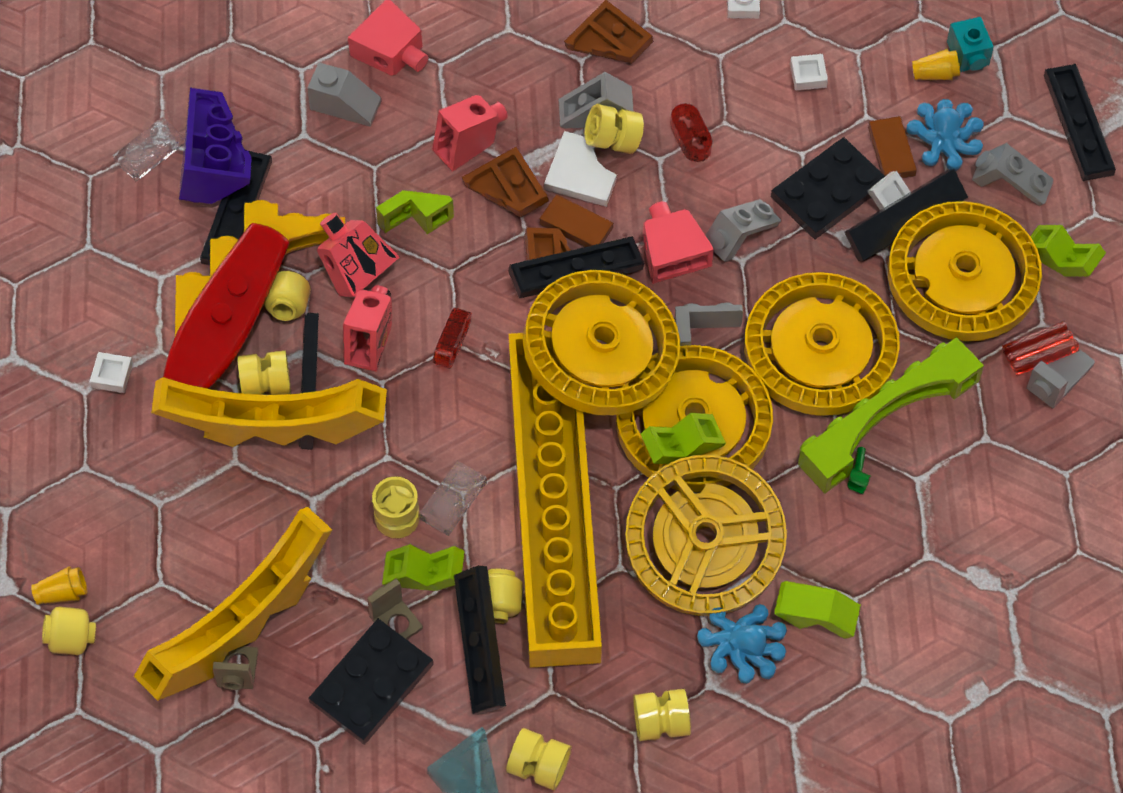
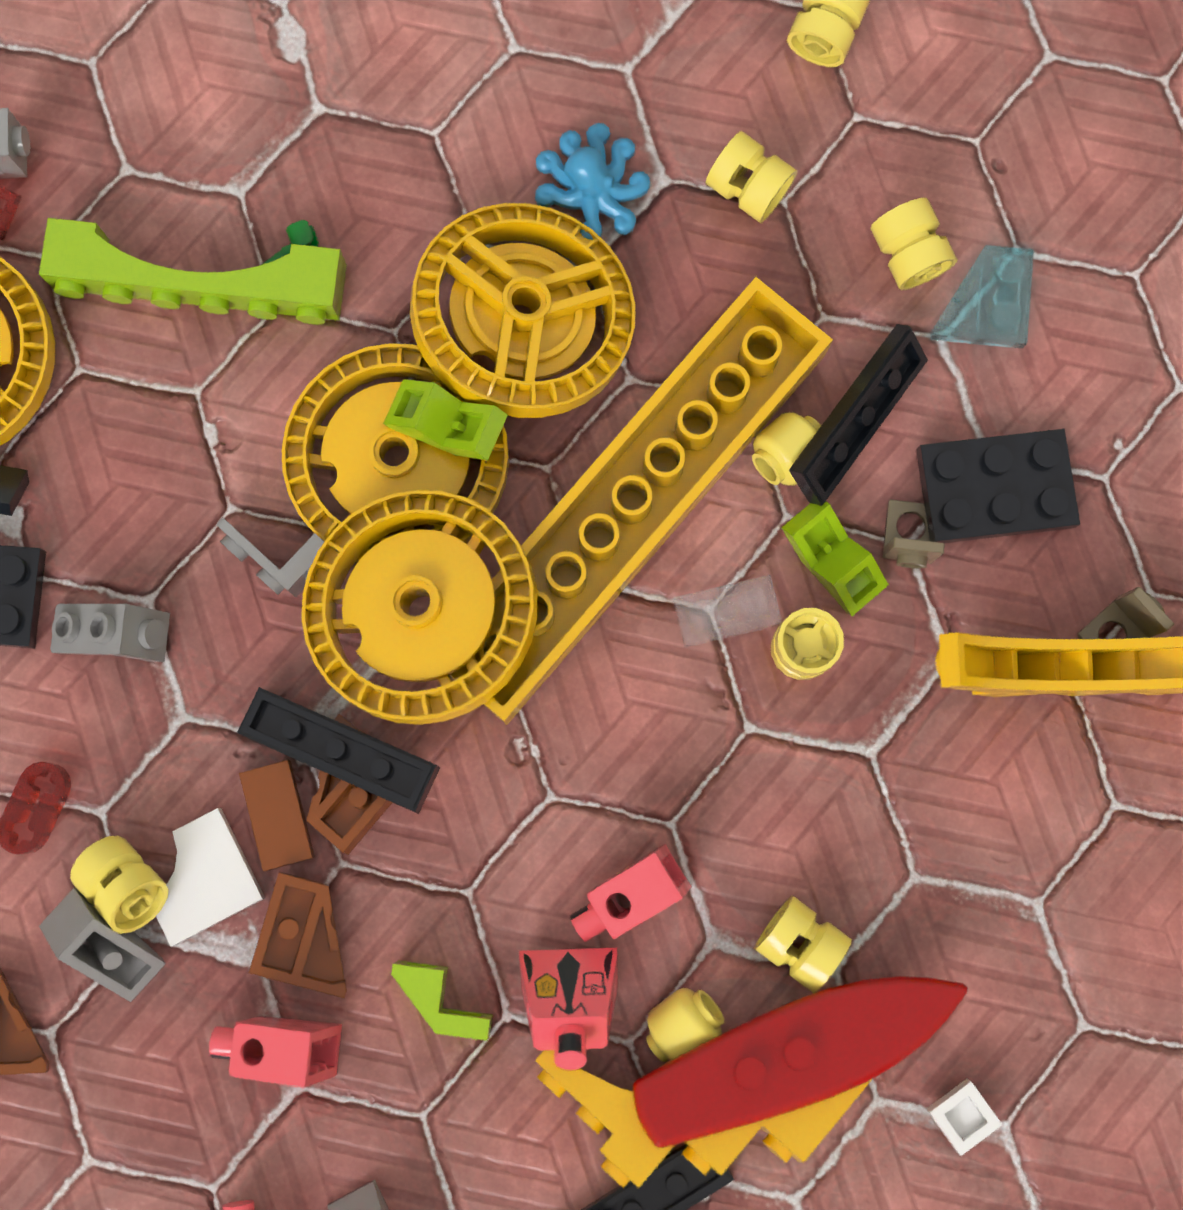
camera: 135 degrees left, 20 degrees up
(236, 417) = (851, 866): yellow arch -> none
(309, 365) = (758, 891): black tile -> none
(452, 338) = (552, 796): clear red beam -> none
(674, 243) = (201, 682): coral torso -> none
(813, 605) = (489, 144): lime slope -> none
(815, 365) = (154, 382): yellow piece -> none

